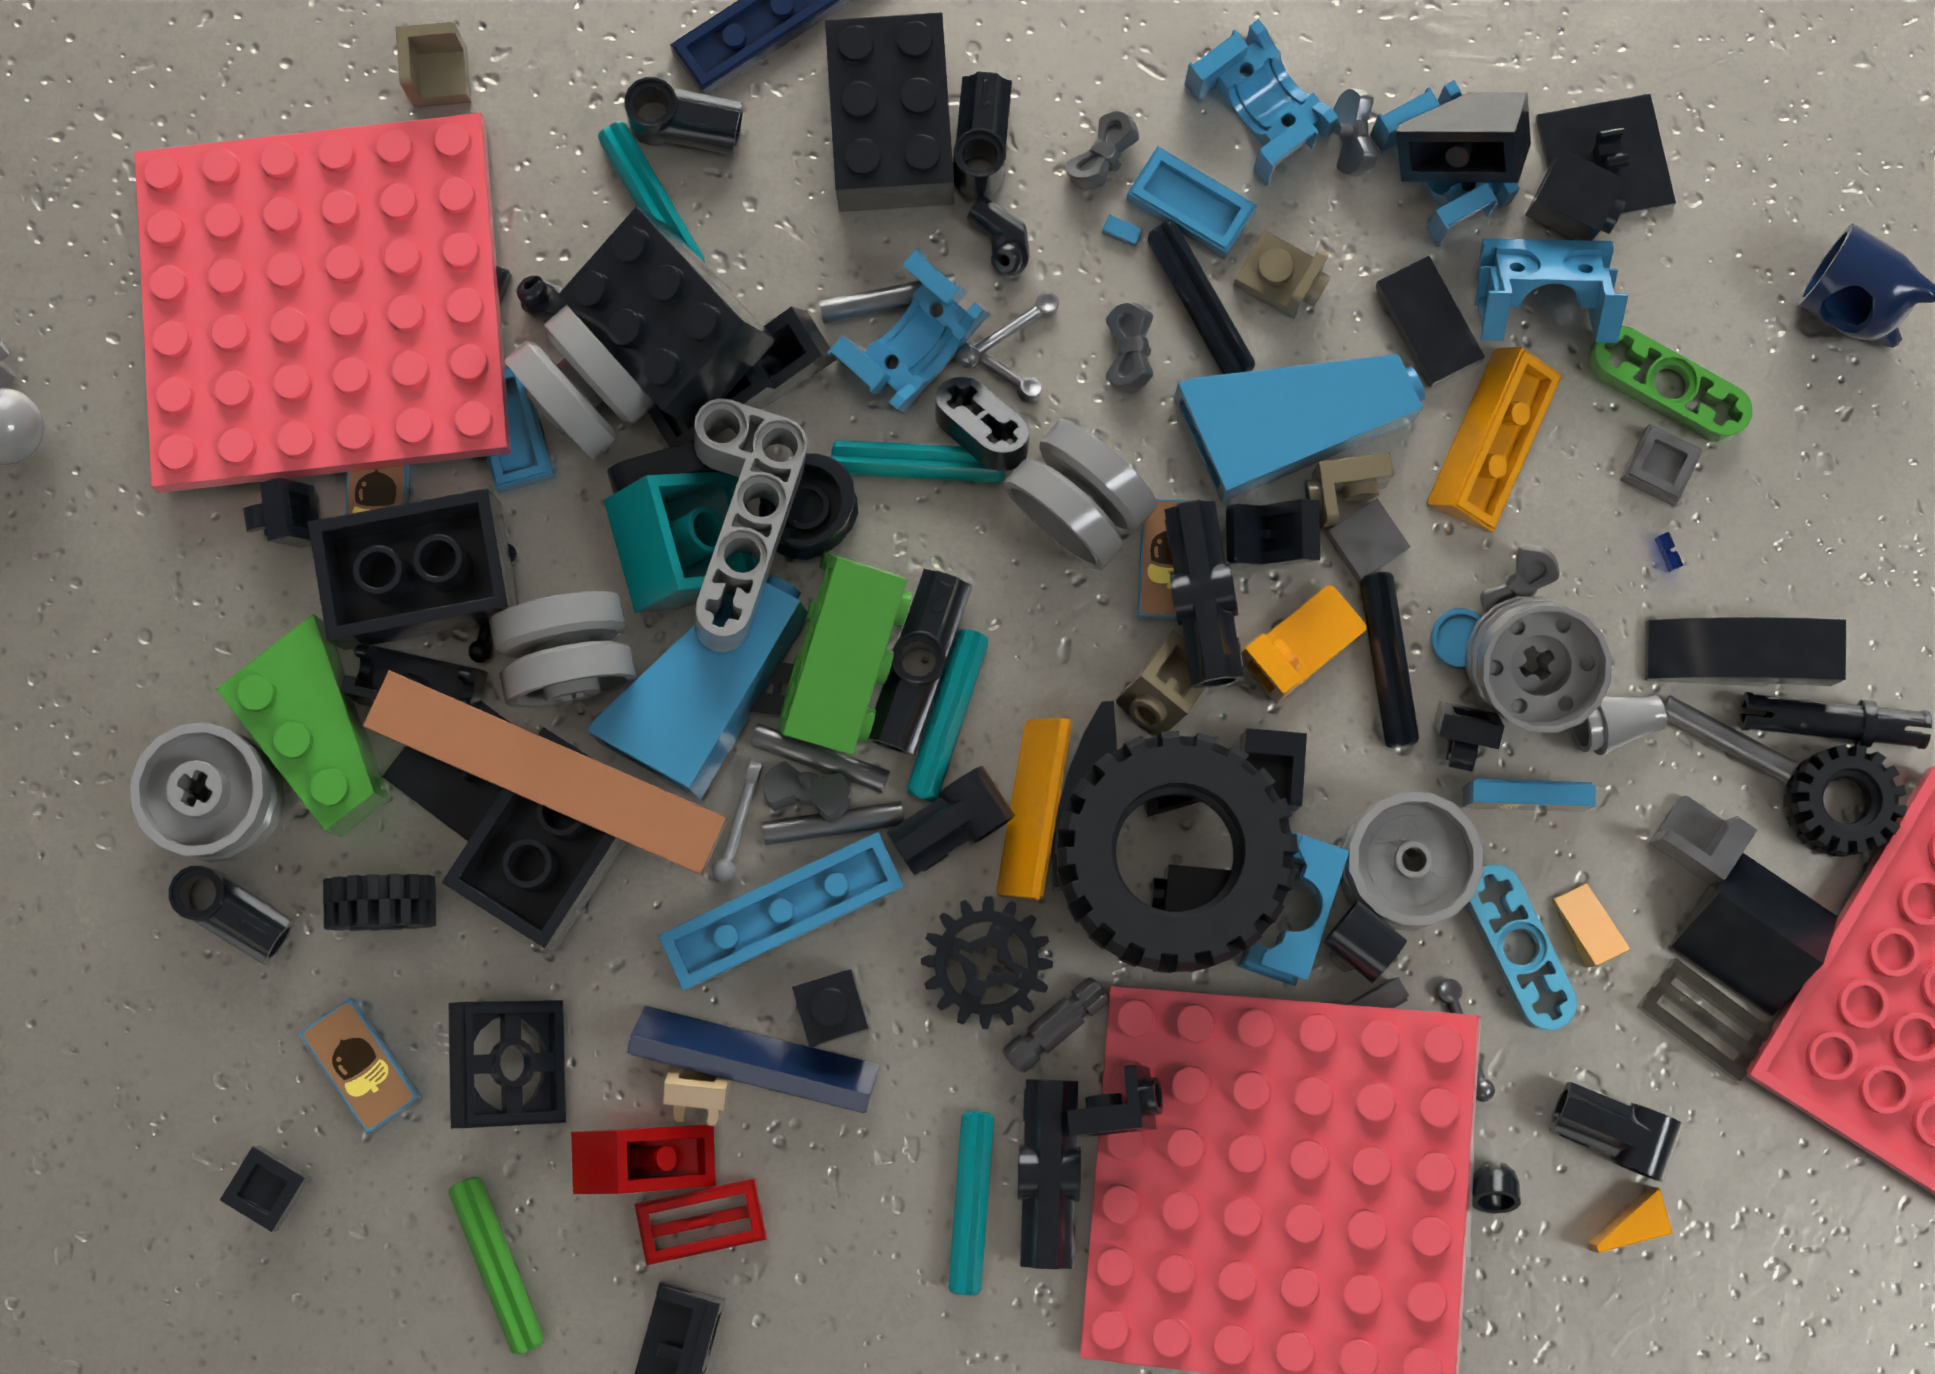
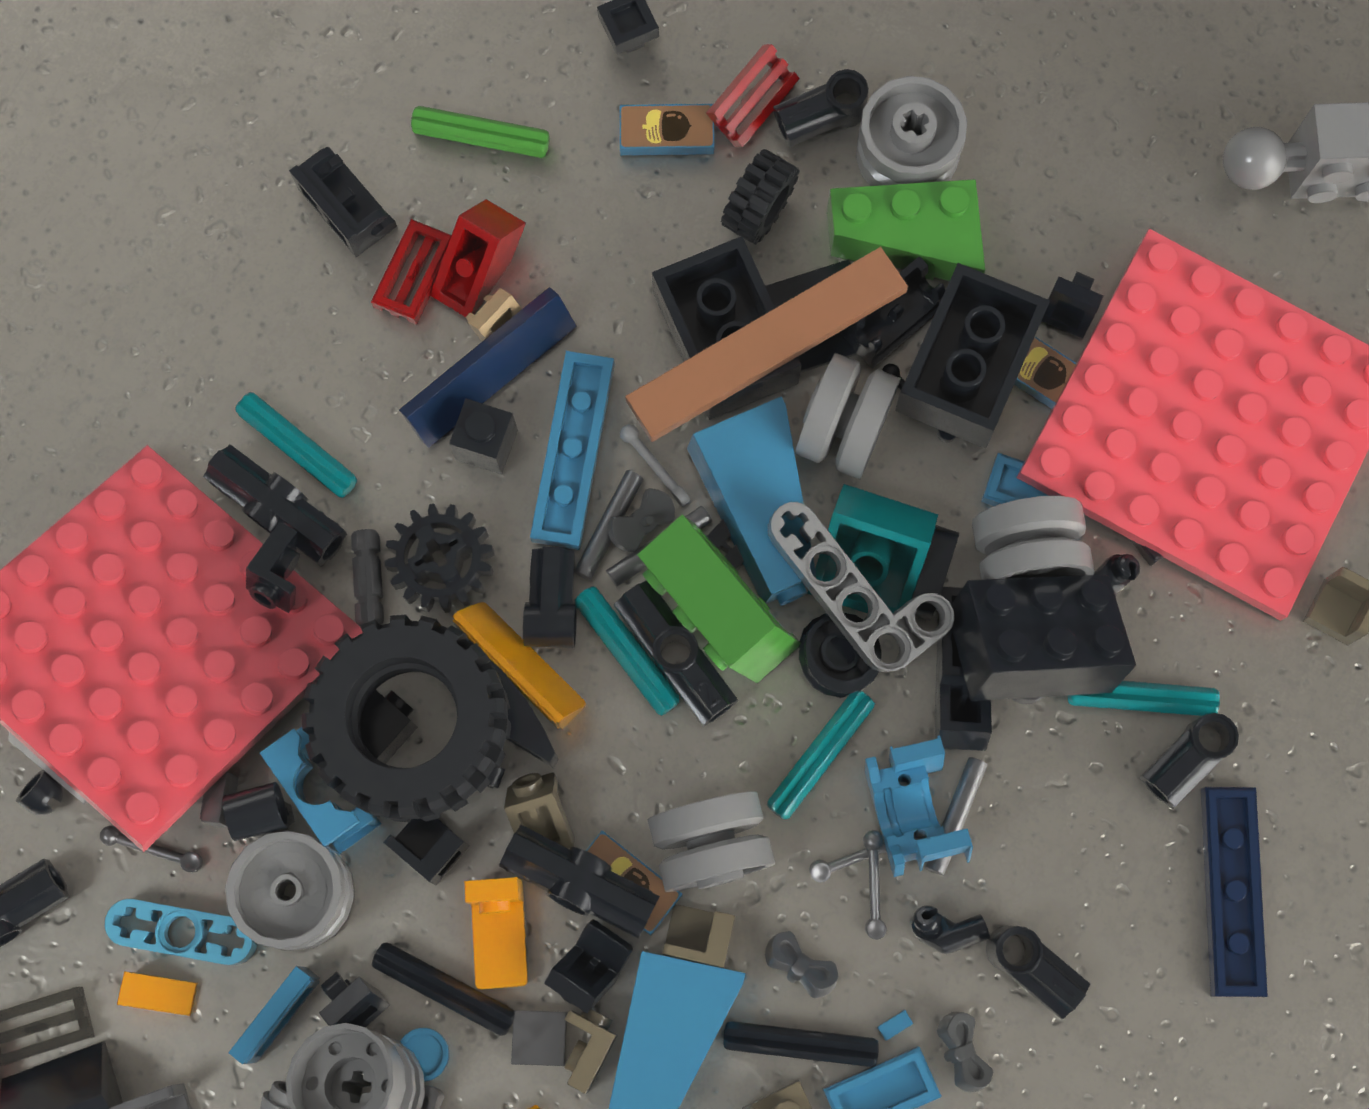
camera: 125 degrees right, 5 degrees down
(264, 989) = (760, 113): none -> tile
(548, 1100) = (641, 199): black piece -> none
(889, 112) = (1098, 910): black brick -> none
(988, 419) = (816, 825): black beam -> none
(1172, 454) = (699, 935): none -> dark tan panel

